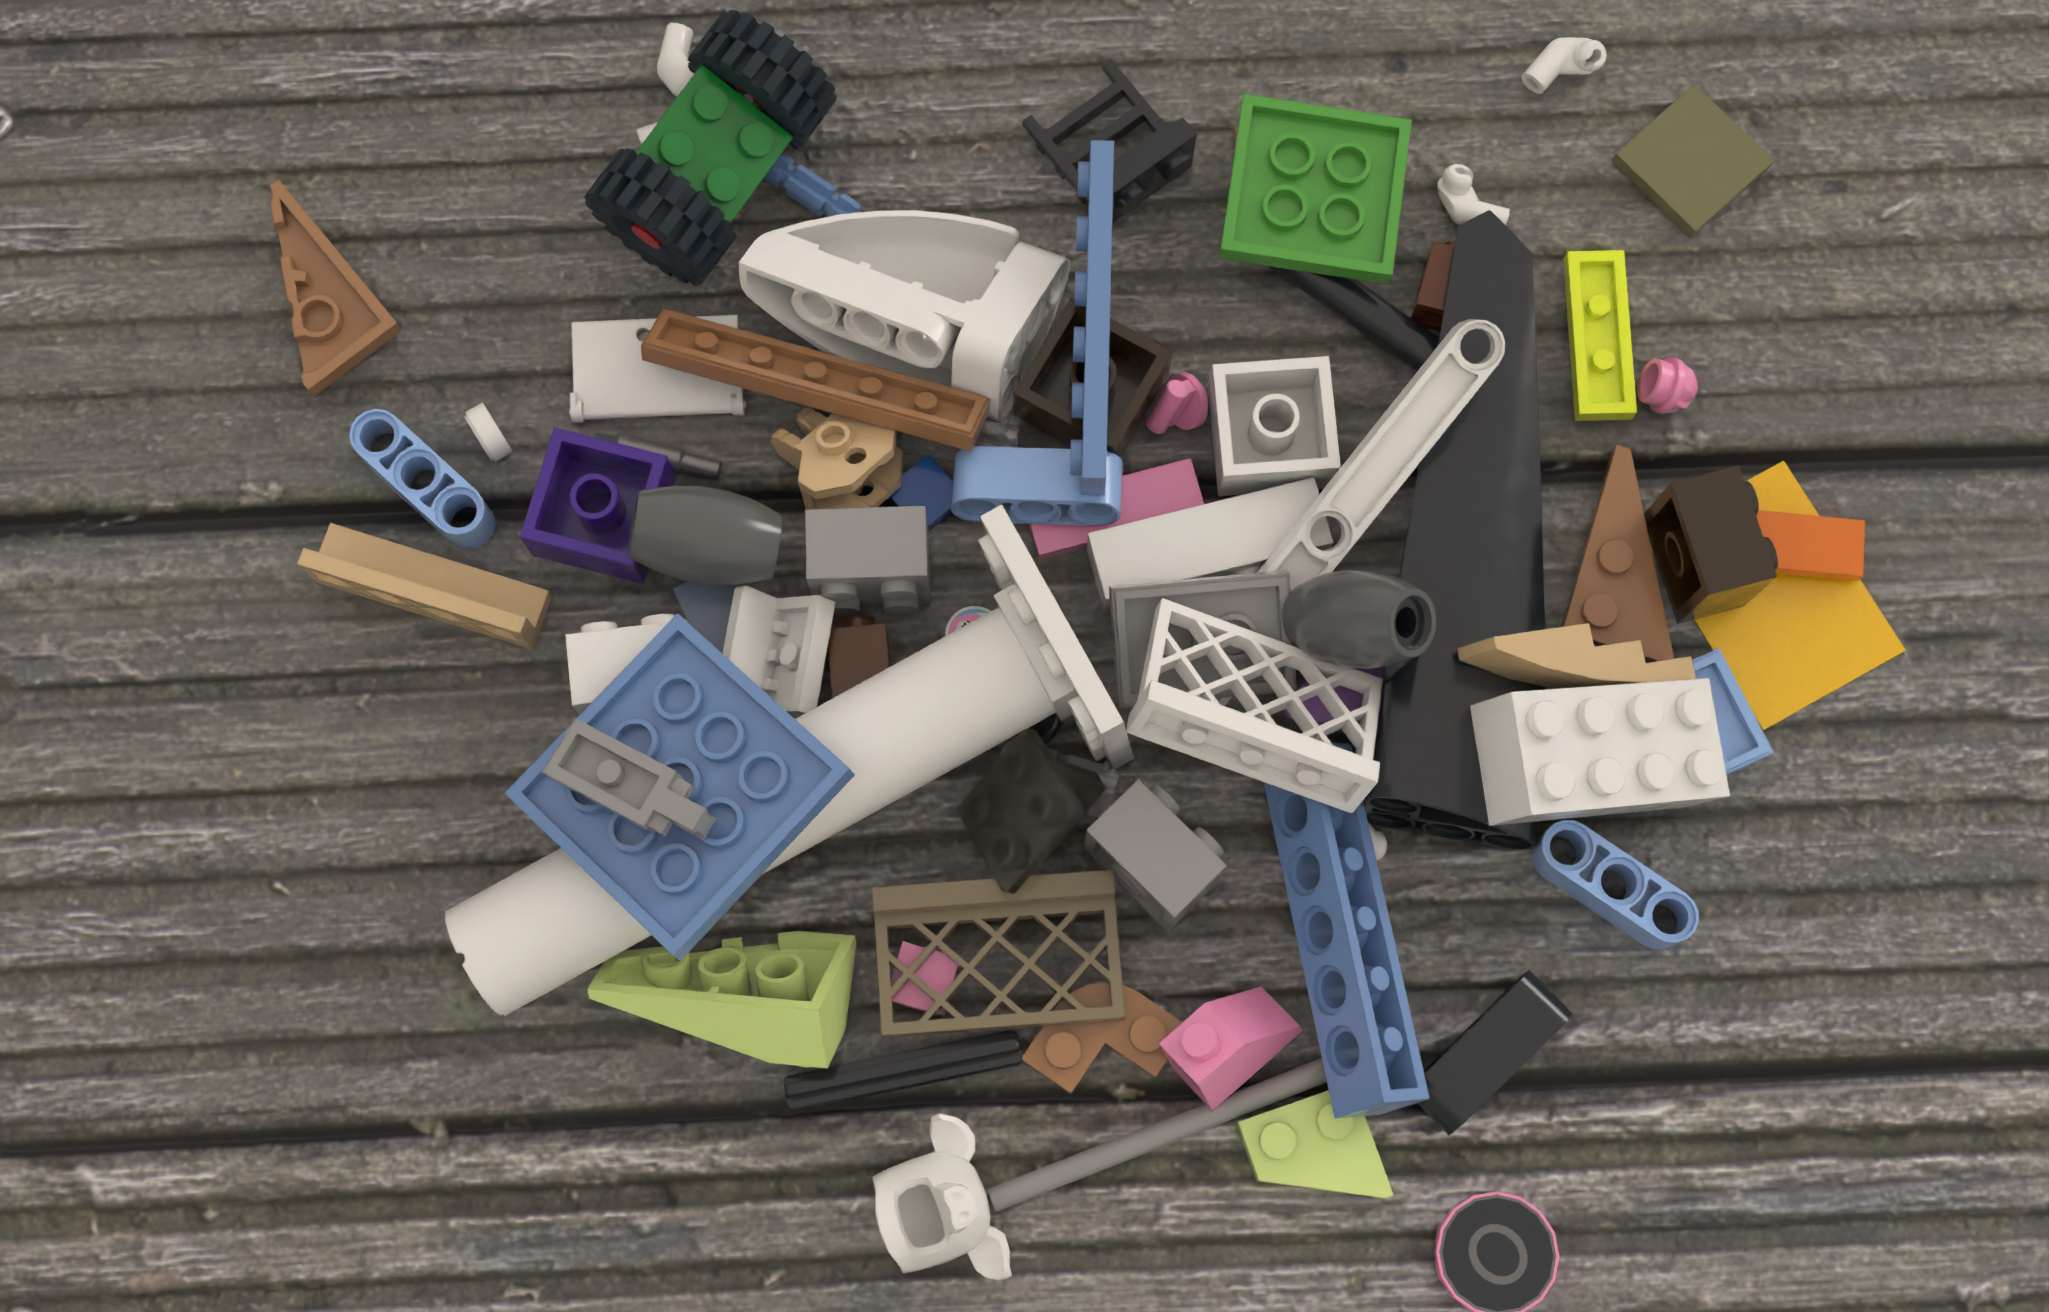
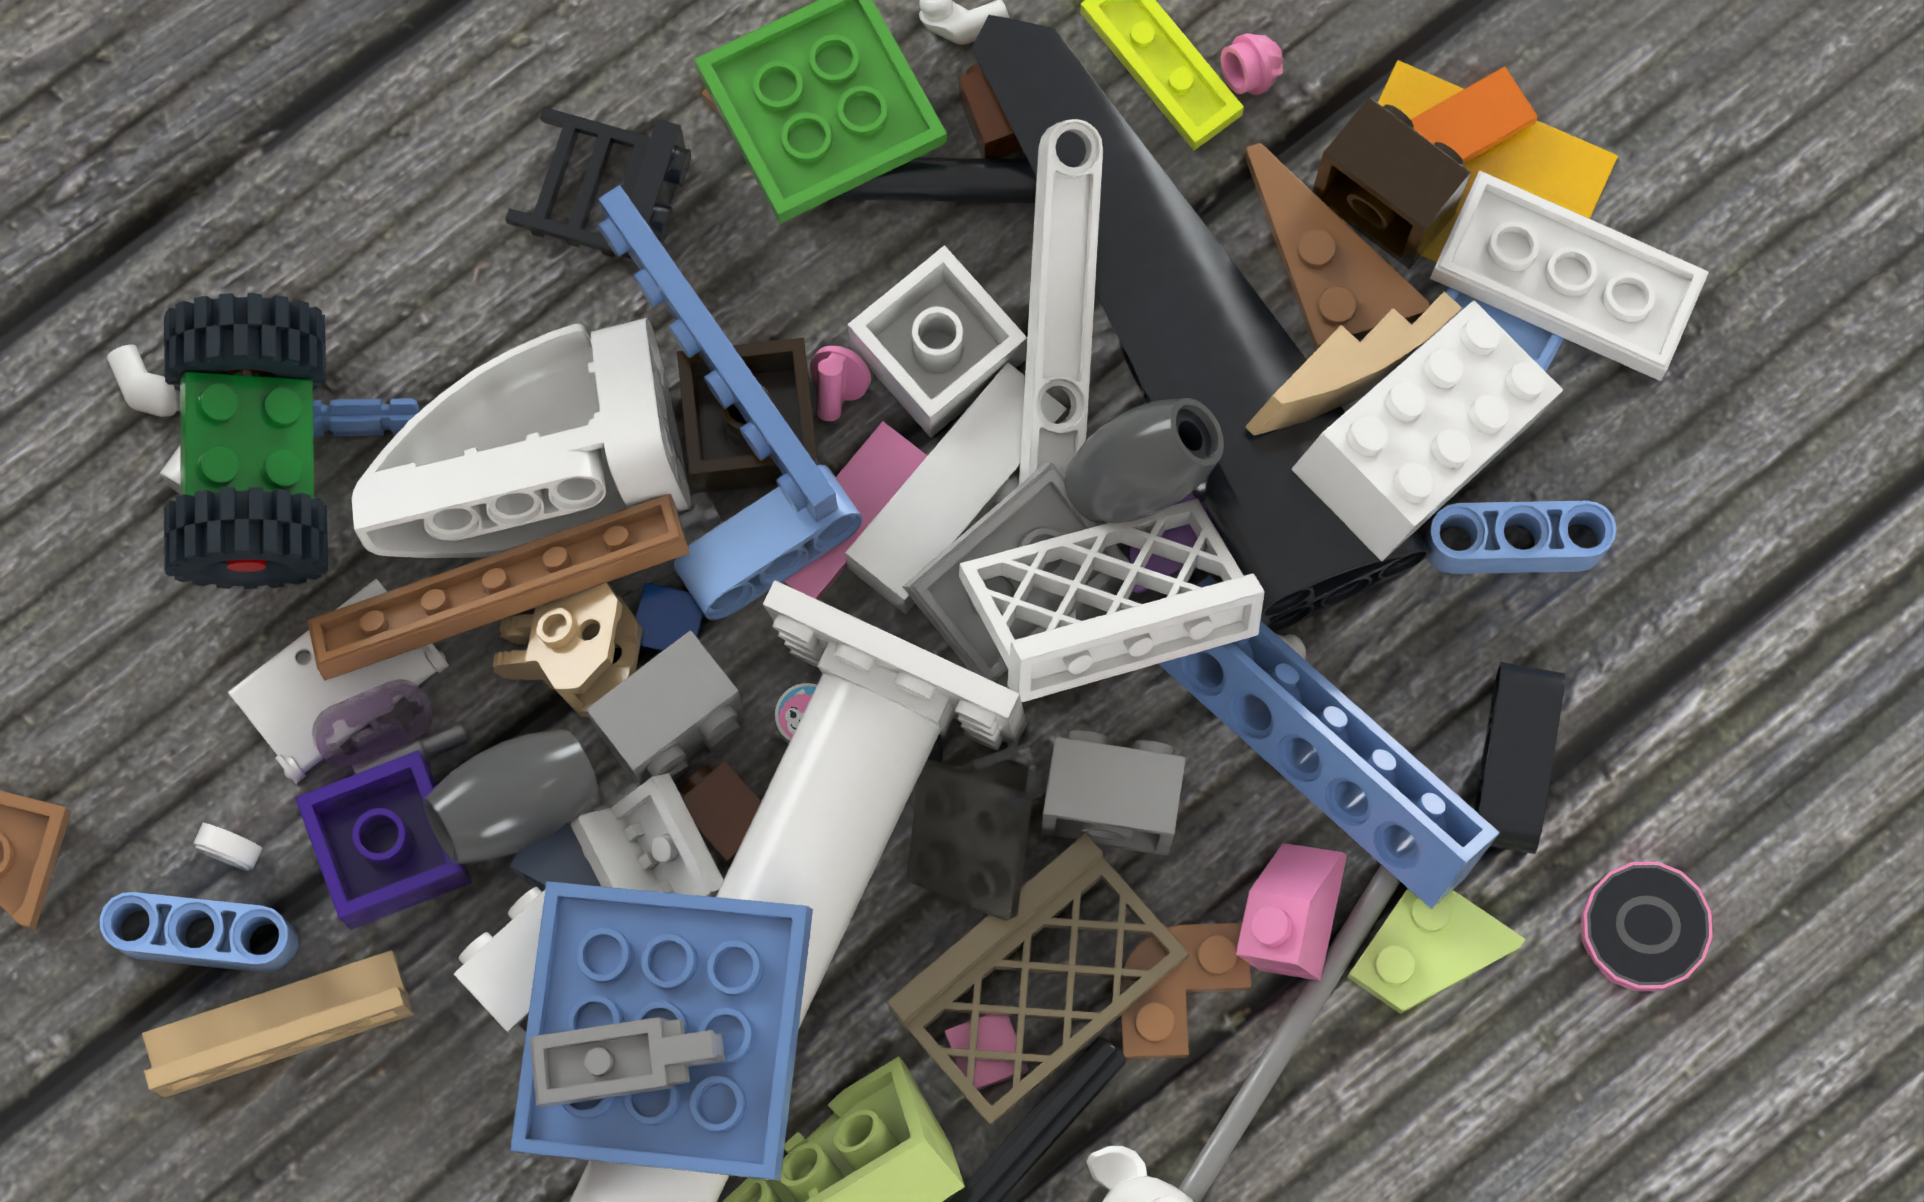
camera: 35 degrees left, 0 degrees up
(653, 429) = (379, 736): none -> clear purple beam
(1800, 714) = (1570, 275): none -> white tile

